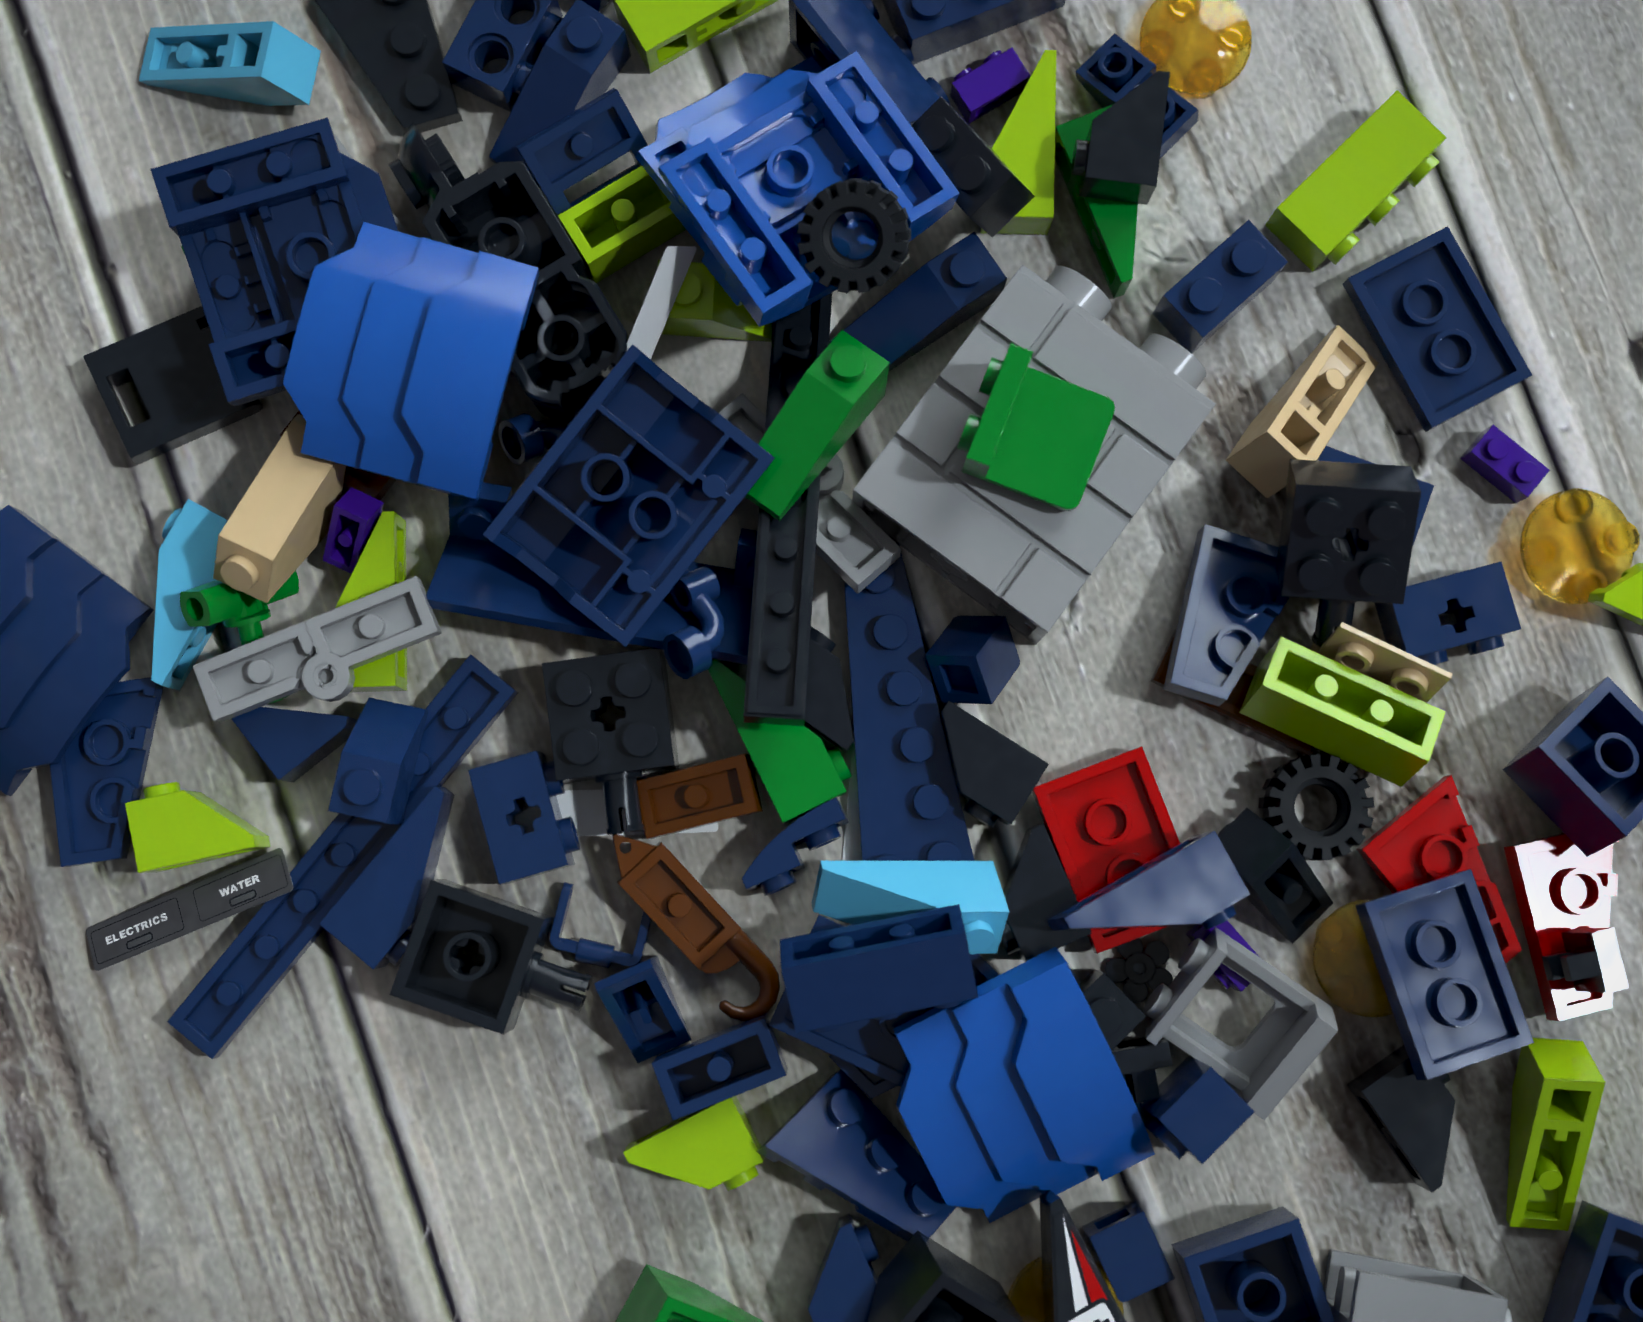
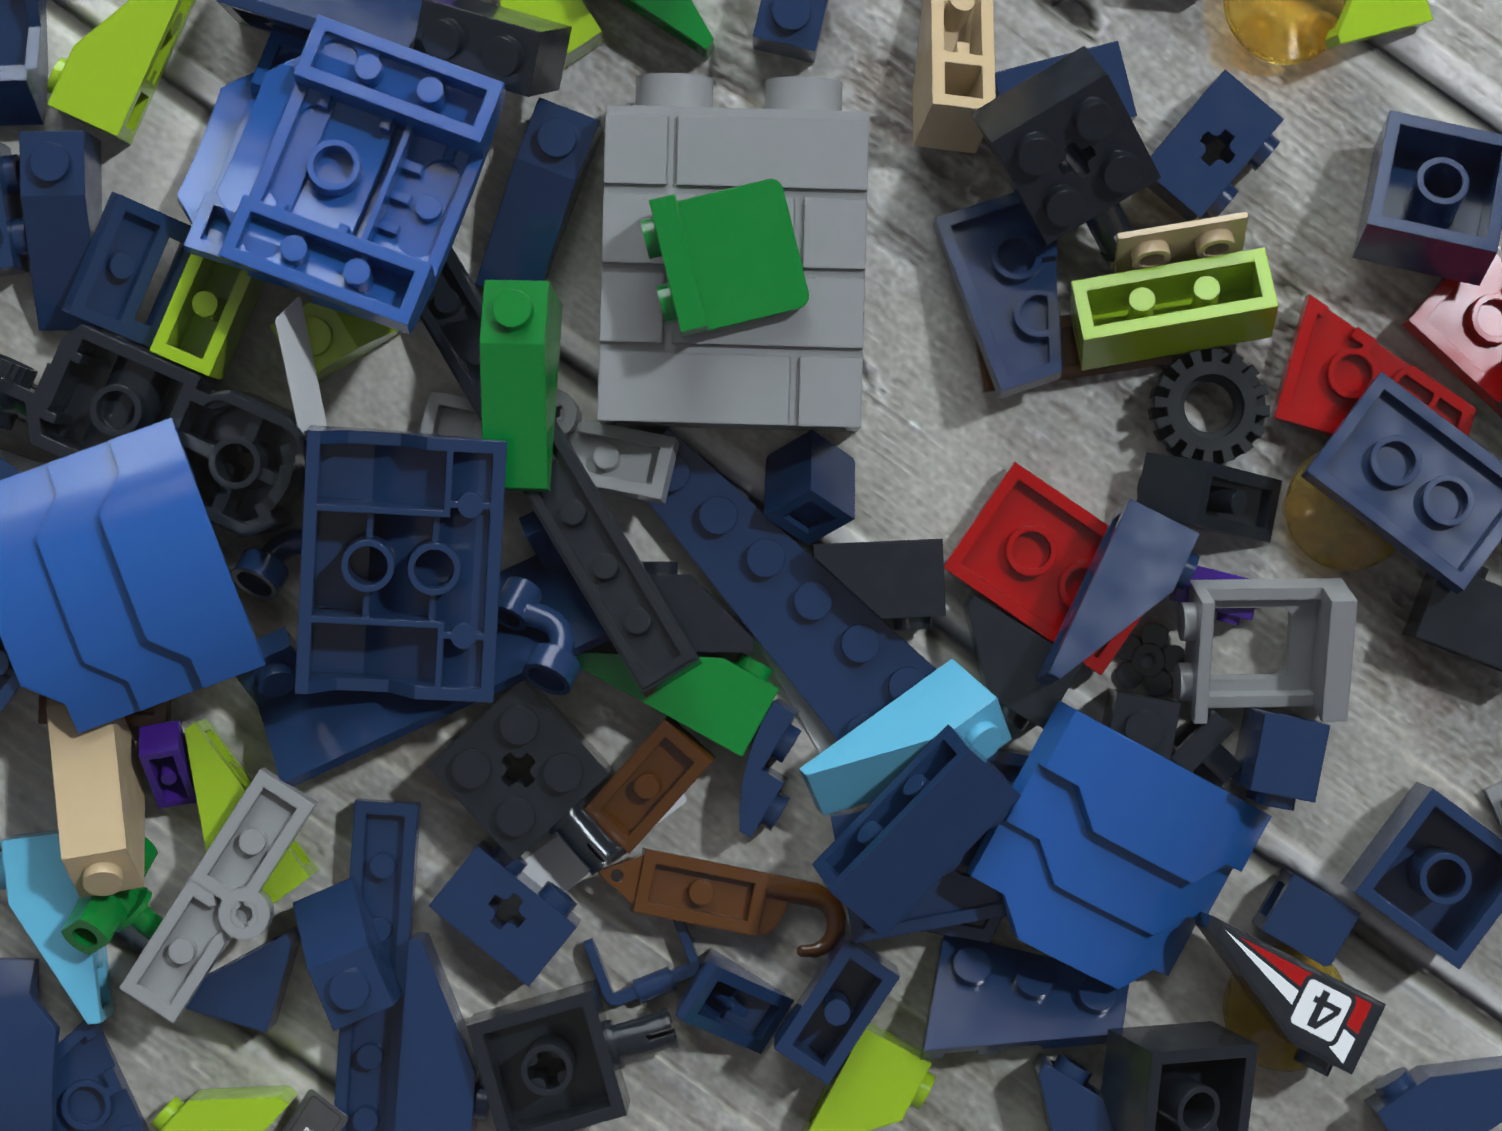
camera: 40 degrees left, 5 degrees up
(817, 242) = (438, 153): black tyre -> none

